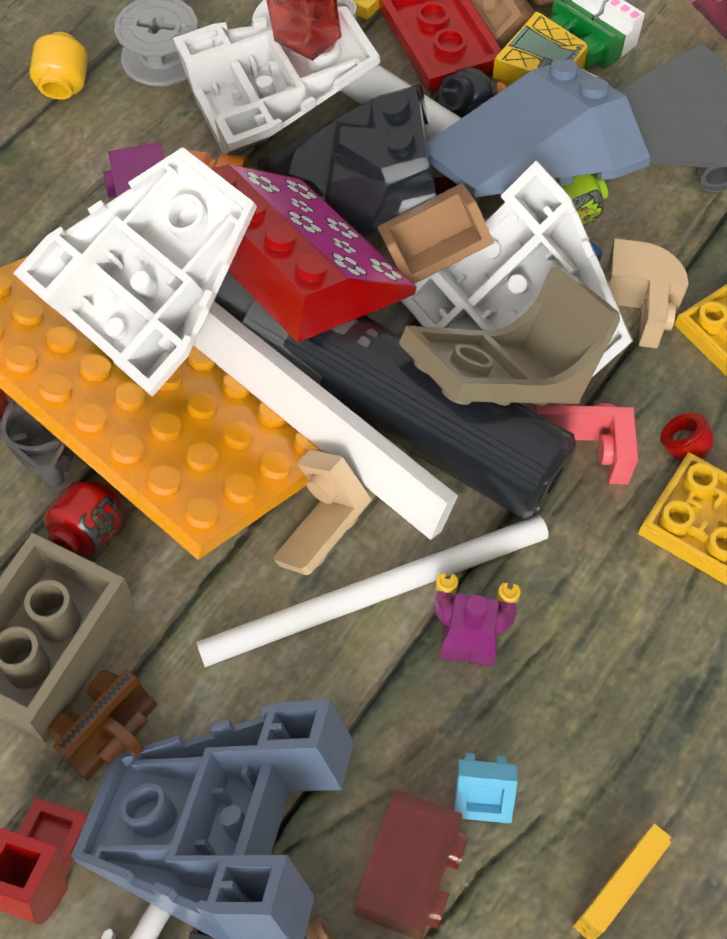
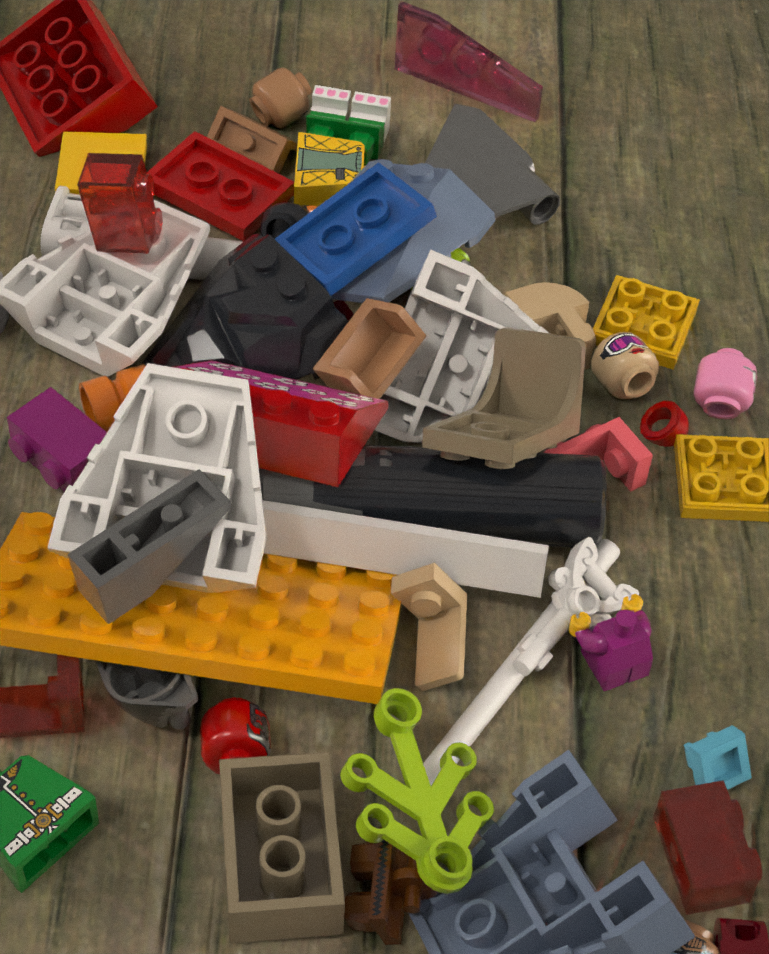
camera: 35 degrees left, 10 degrees down
(81, 312) = (146, 546): none -> dark grey slope
(167, 669) = (419, 798): none -> lime plant
(463, 559) = (572, 598): none -> white piece
(494, 113) = (356, 227): none -> blue plate
(684, 361) = (625, 365): none -> tan head

